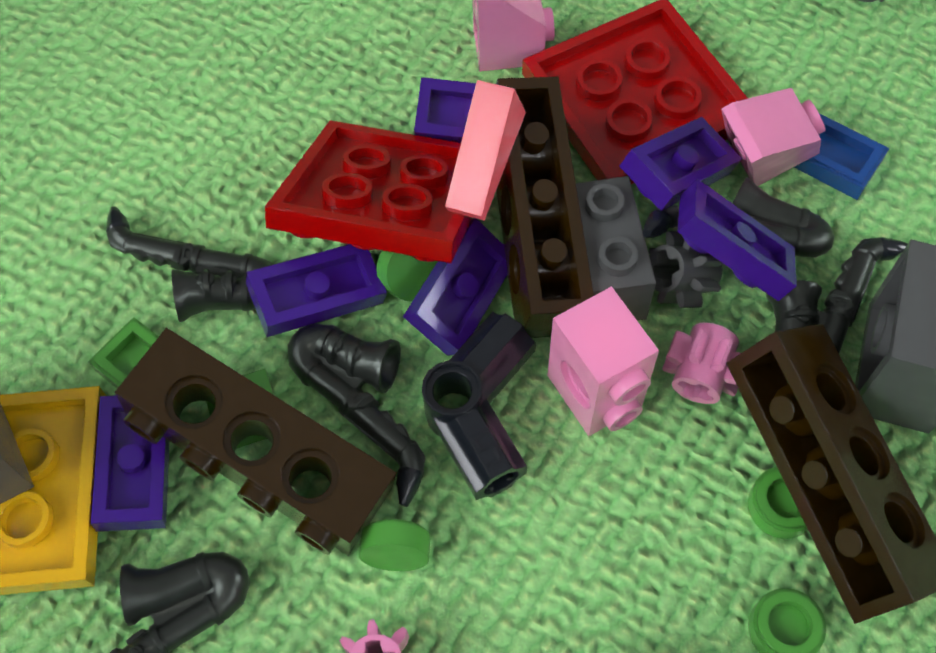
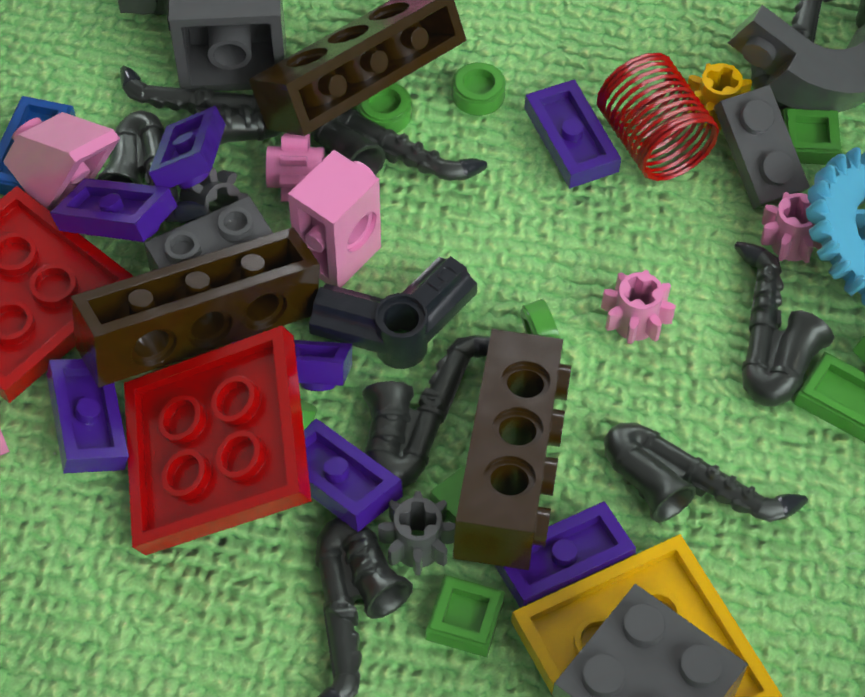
camera: 115 degrees left, 5 degrees down
(226, 333) = (413, 515): none -> dark grey gear
(484, 148) = (181, 322): piece -> none
(741, 458) = (372, 144): none -> pearl dark grey piece

